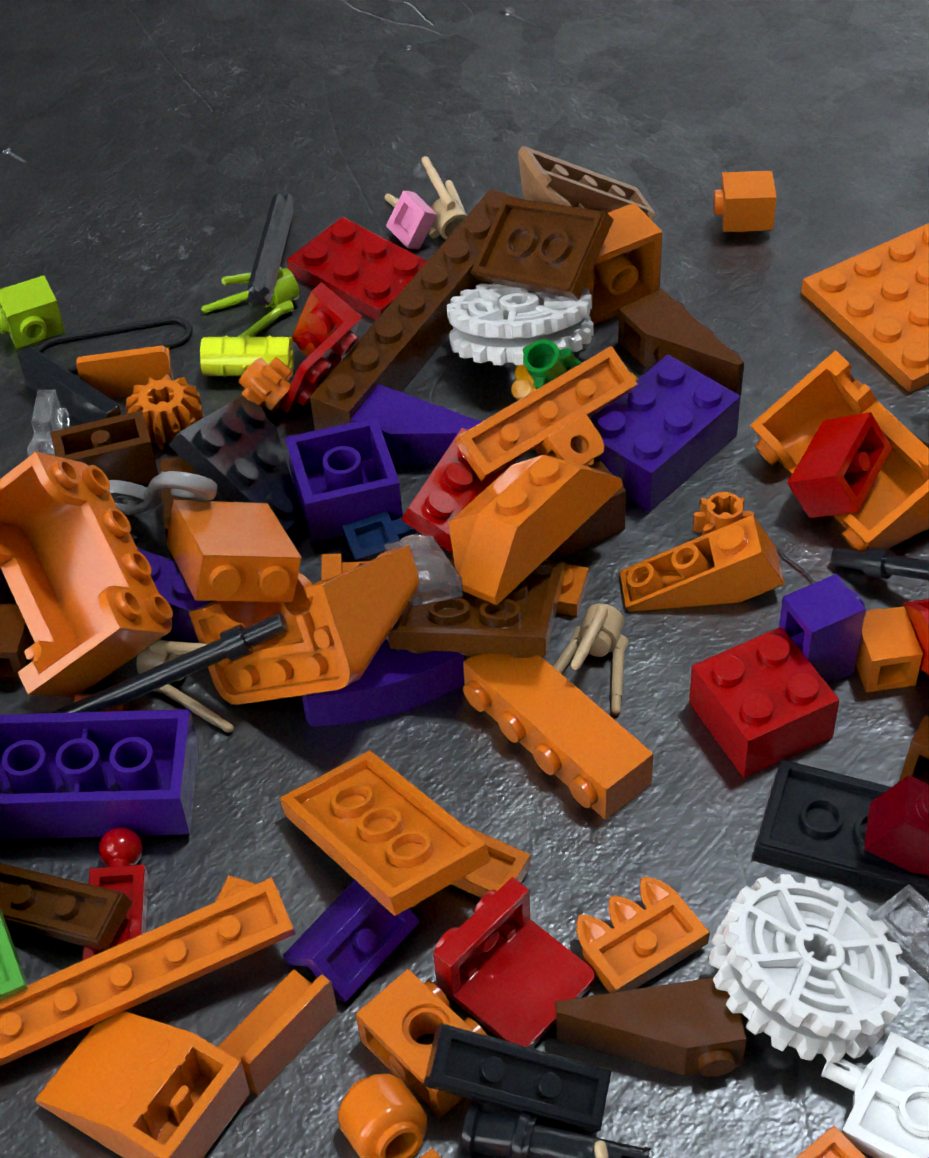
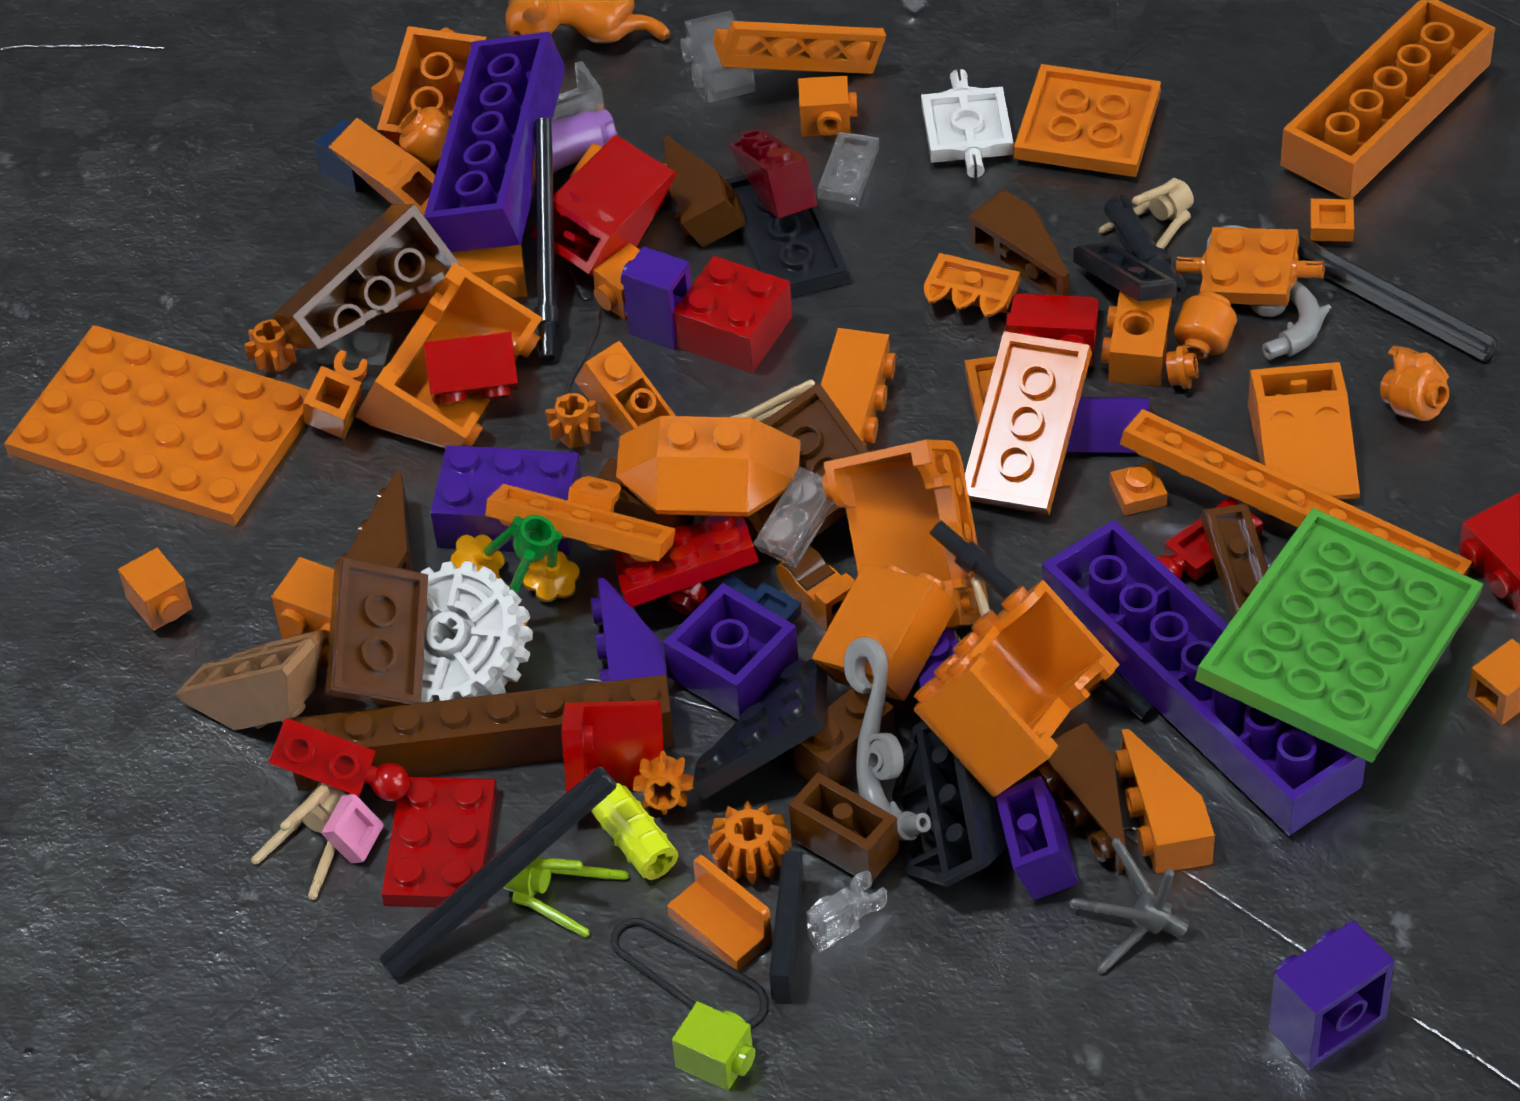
camera: 125 degrees left, 0 degrees up
(280, 1028) = (1203, 404): orange panel -> none
(348, 1054) = (1181, 367): none -> orange plate
(455, 206) = (336, 762): none -> red plate
(808, 968) = (929, 186): white piece -> none
(880, 364) = (335, 397): none -> orange brick

